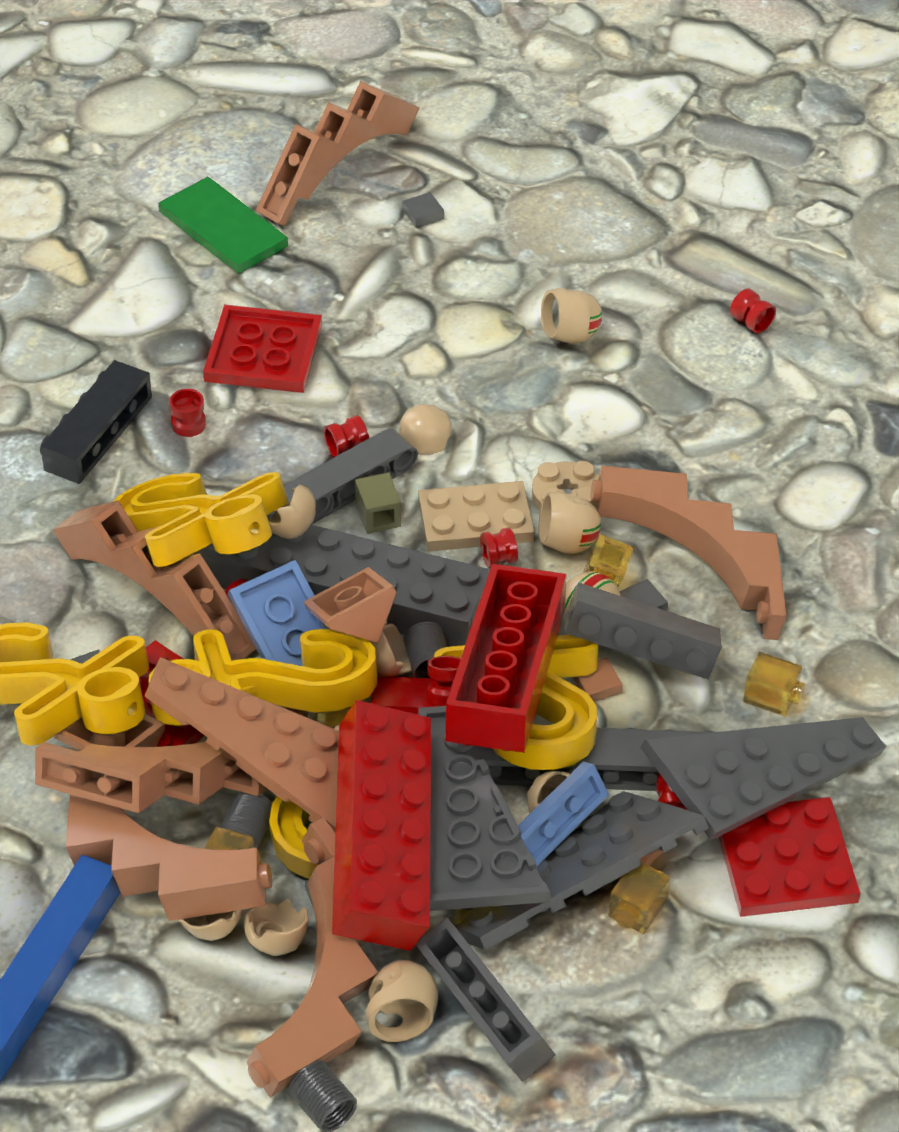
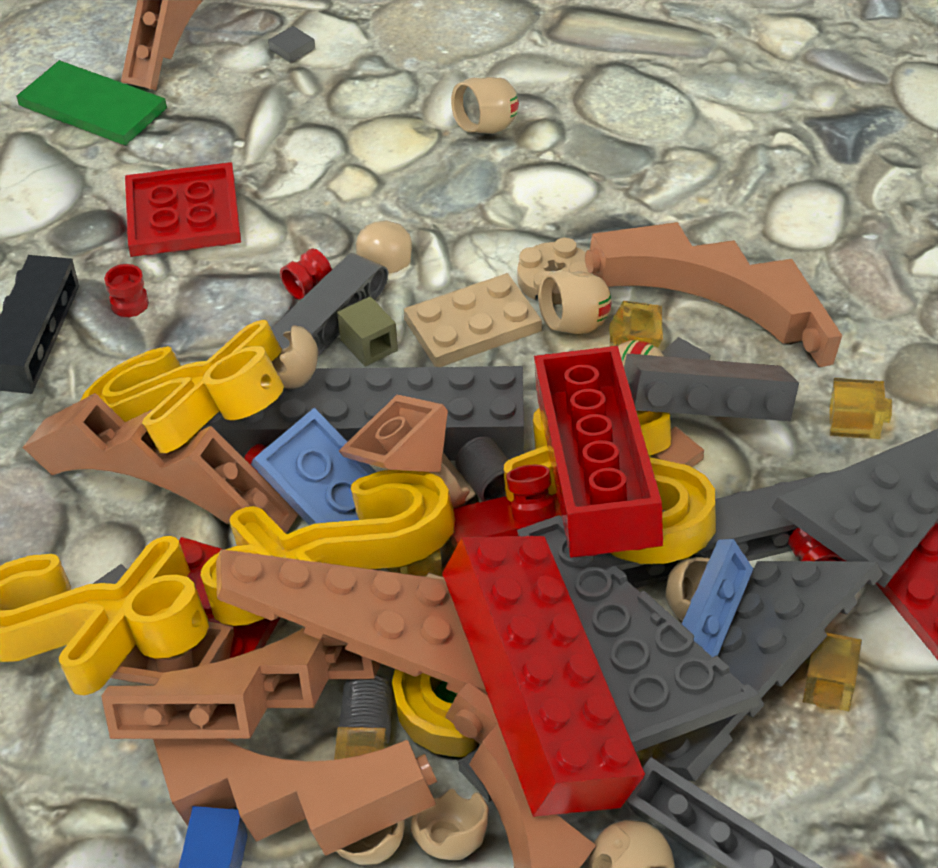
camera: 15 degrees left, 0 degrees up
(499, 547) = (513, 343): red wheel -> none
(752, 310) = (659, 61): red wheel -> none

